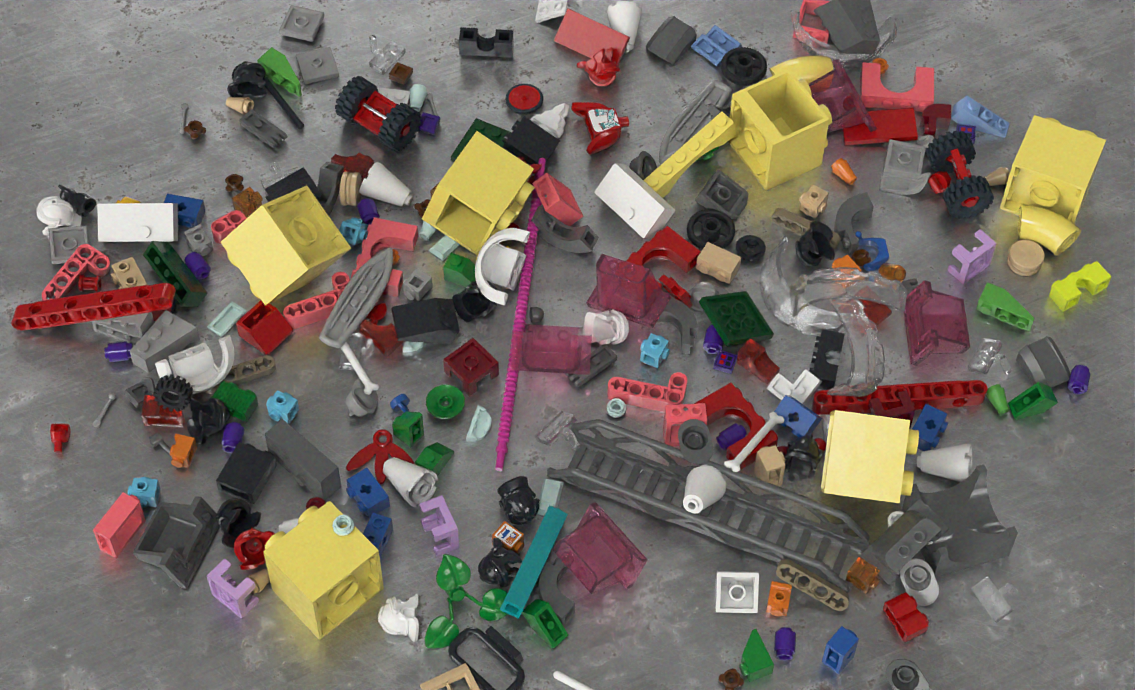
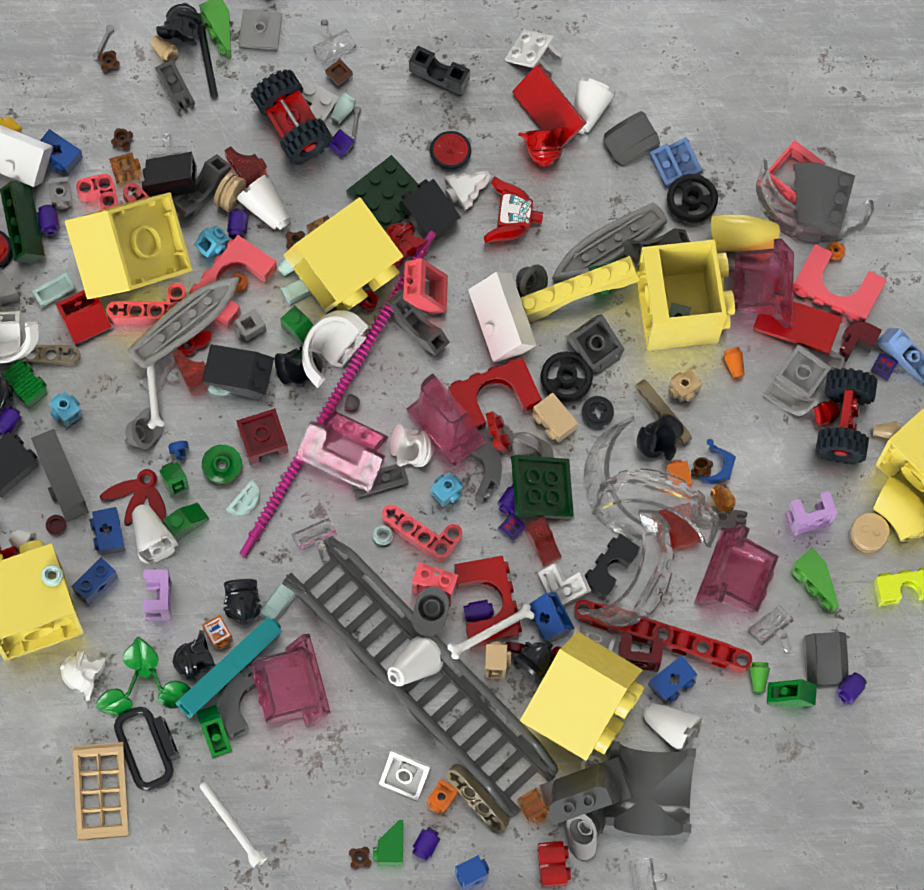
camera: 20 degrees right, 15 degrees up
(852, 210) = (719, 410): dark grey arch -> none

